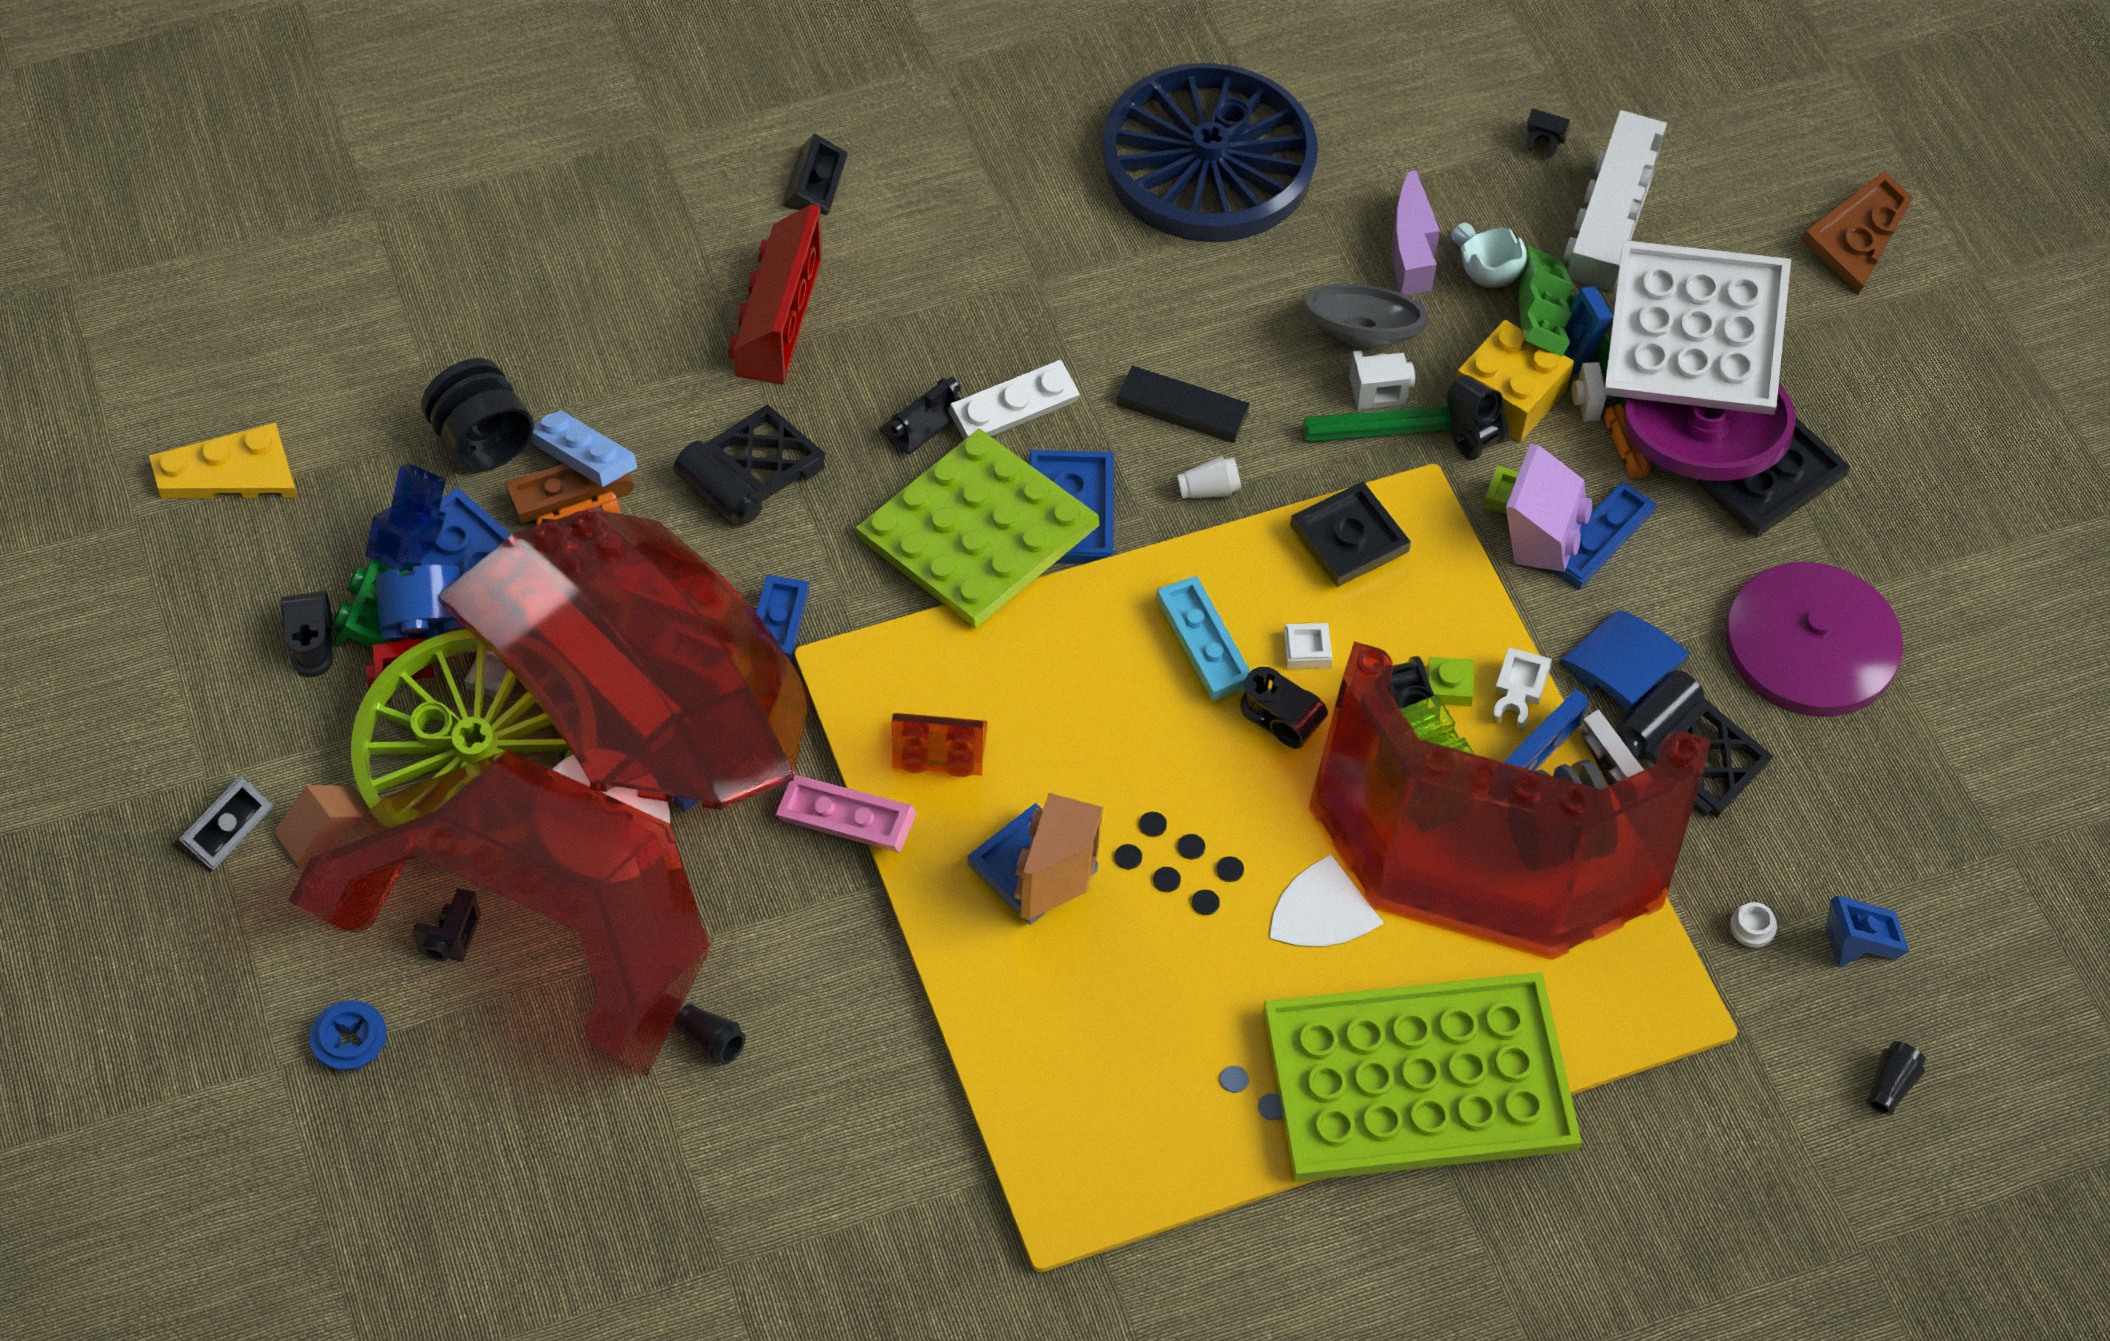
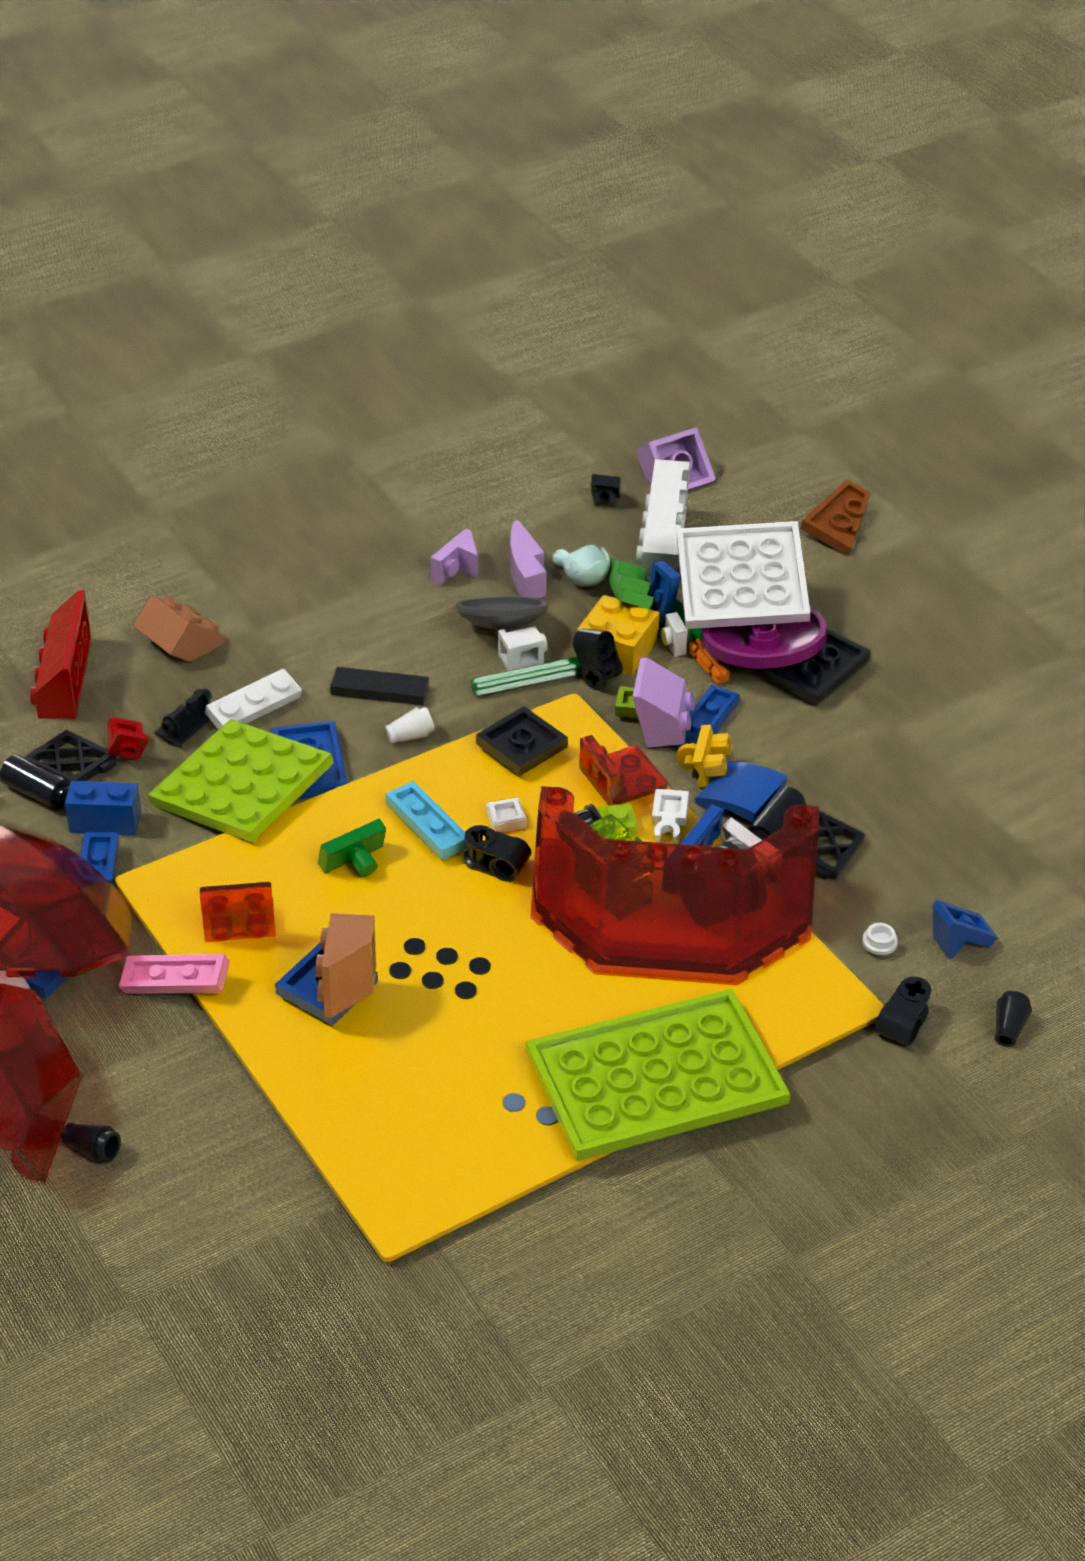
camera: 10 degrees left, 15 degrees down
(796, 541) = (103, 807): none -> blue brick
(815, 175) = (78, 578): black slope -> none
(840, 435) = (126, 738): none -> red bracket
(935, 270) = (178, 628): none -> nougat slope
(1102, 667) = (354, 848): none -> green tile
(1211, 148) = (371, 530): dark blue piece -> none
(1322, 210) = (455, 556): none -> lavender slope
(1322, 908) = (555, 980): white sticker -> none
(1469, 609) = (620, 774): none -> clear red bracket
(1582, 595) = (706, 755): none -> yellow hips
(1657, 90) = (678, 447): none -> lavender slope
(1757, 1046) = (905, 1011): none -> black piece
(1813, 639) = (874, 759): magenta dish -> none

